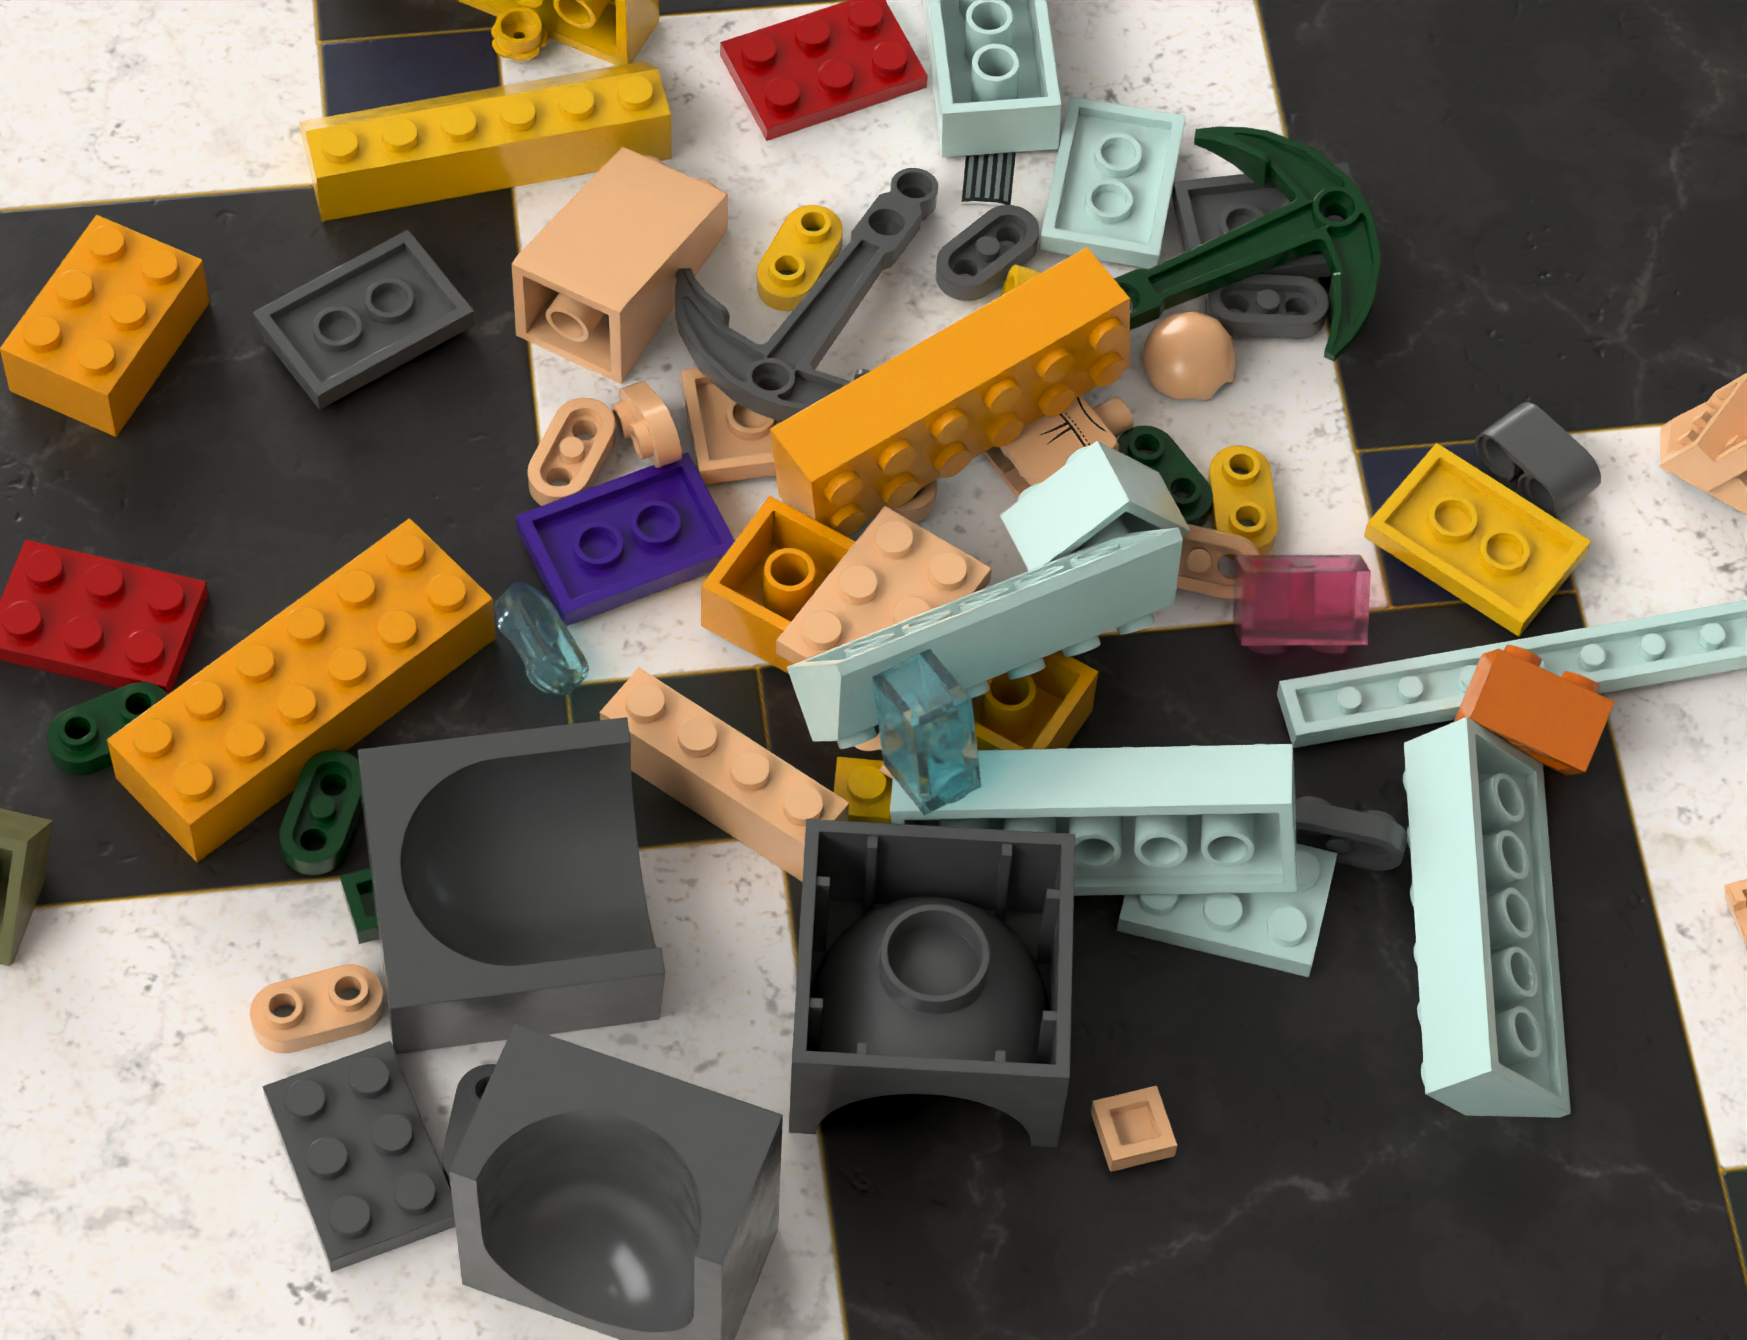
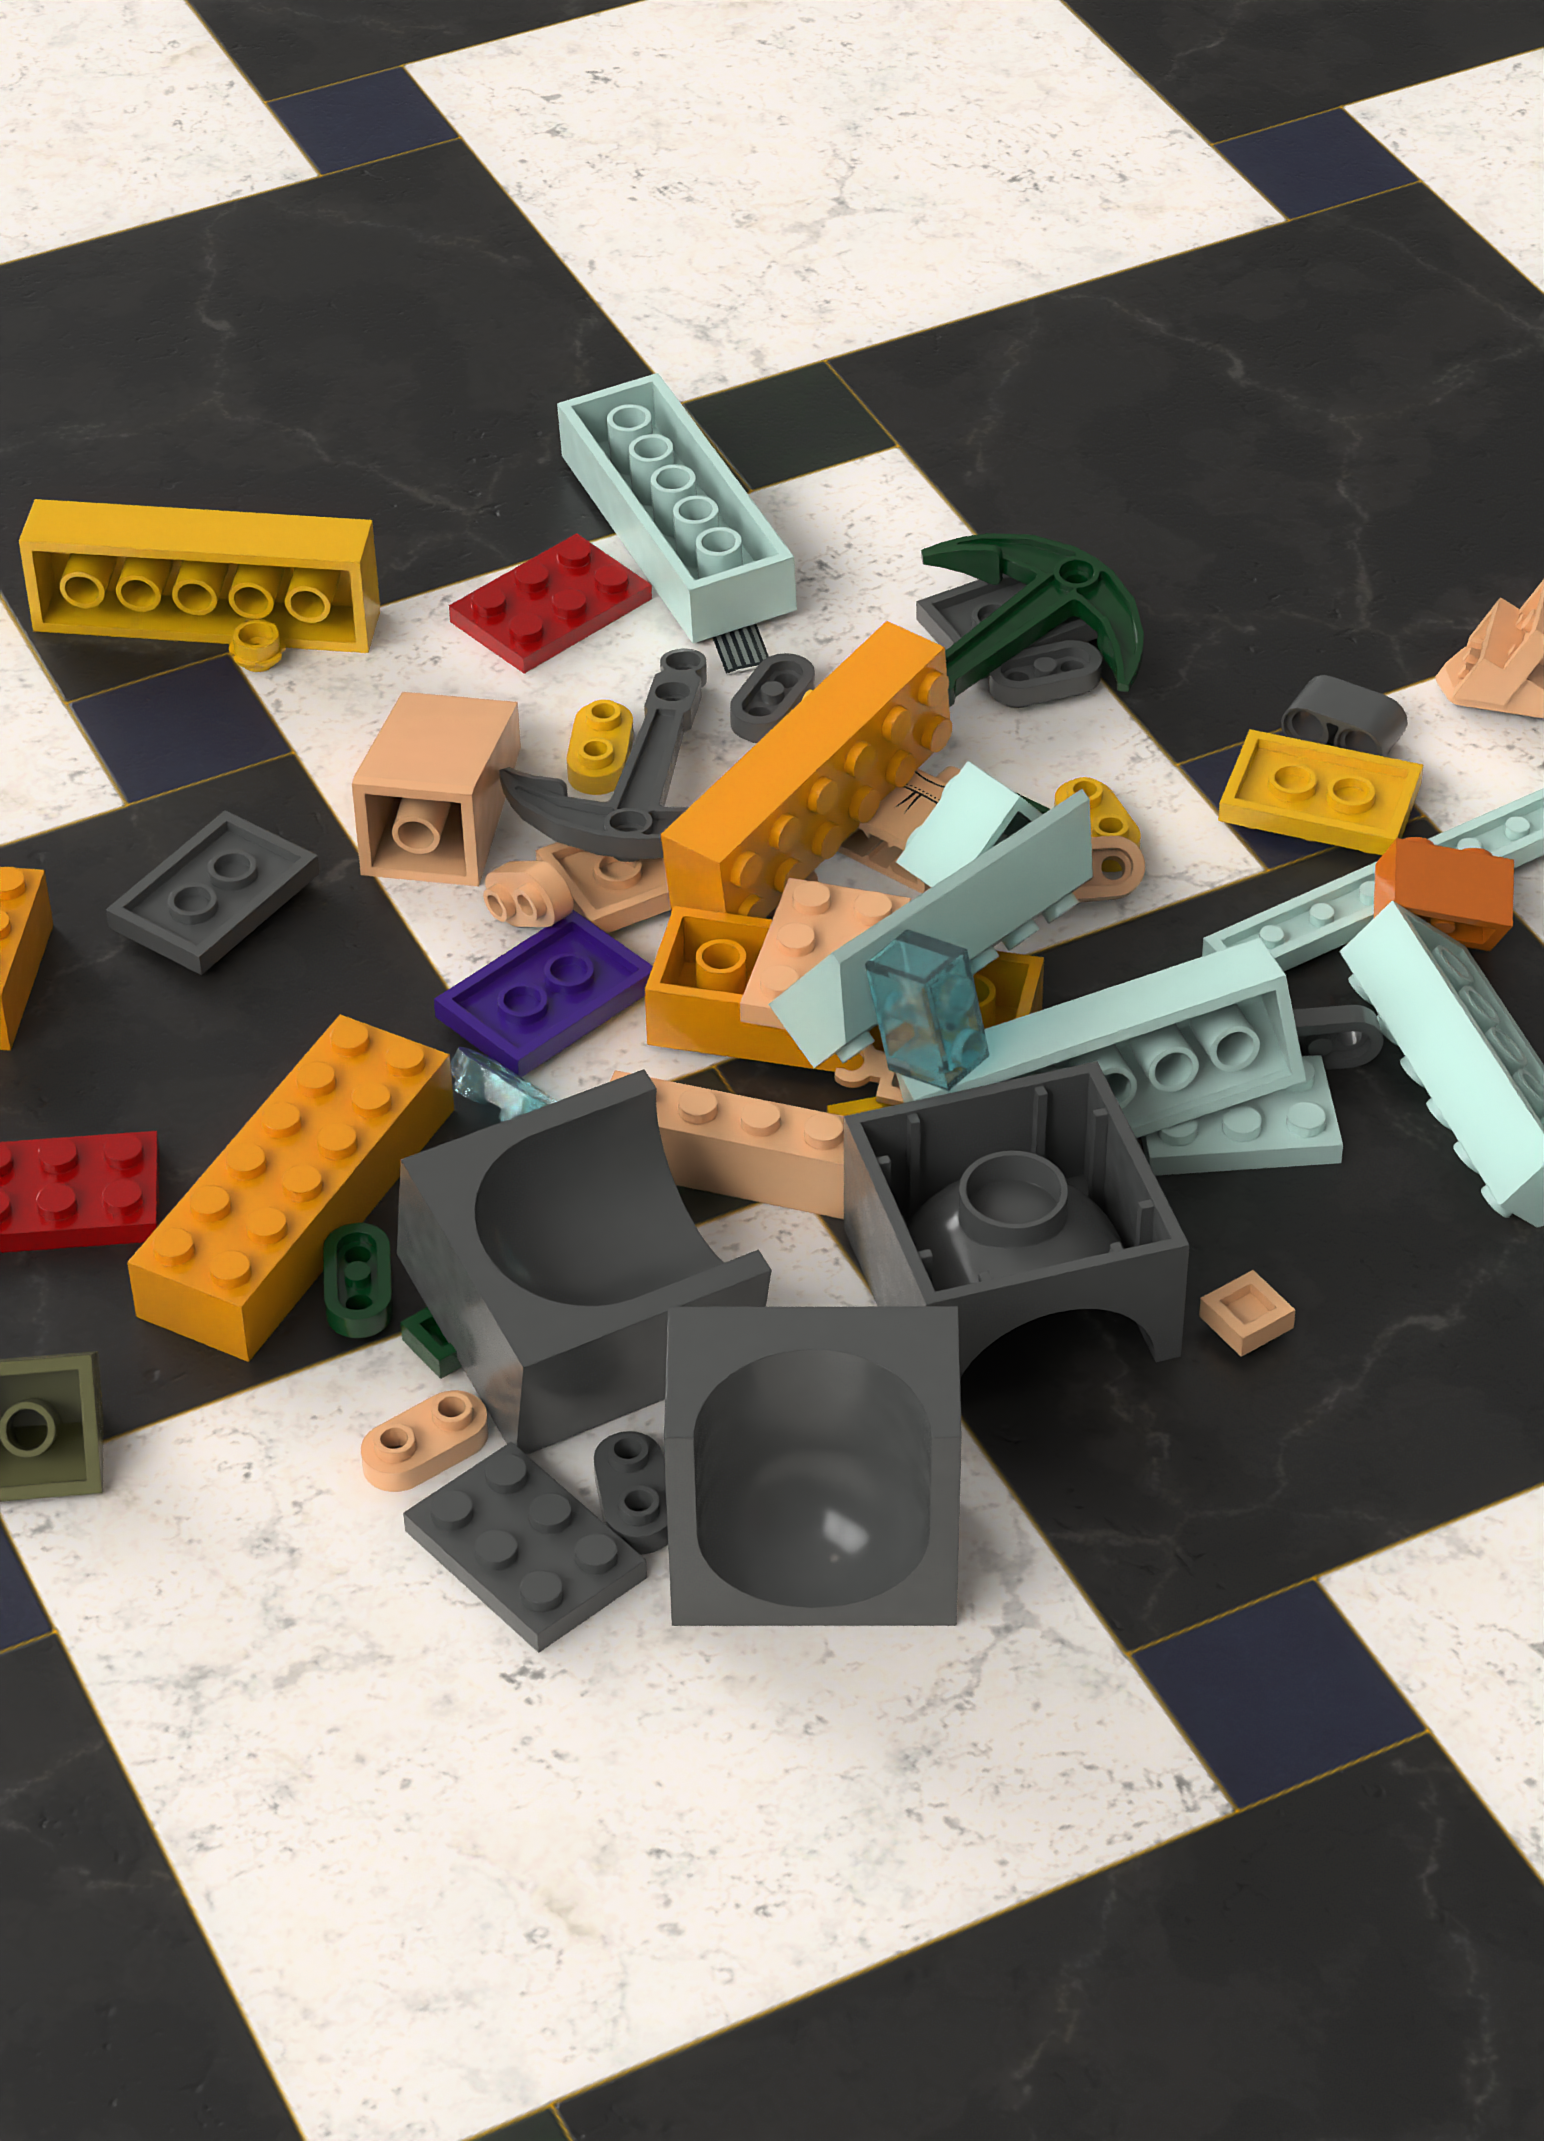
camera: 15 degrees left, 15 degrees down
(102, 719) = (99, 1282): dark green plate -> none
(485, 139) = (260, 731): yellow slope -> none
(568, 458) = (460, 938): light nougat plate -> none
(1112, 182) = (848, 601): light aqua plate -> none
(1189, 356) = (994, 726): light nougat hair -> none
(1301, 602) = (1193, 871): clear pink brick -> none

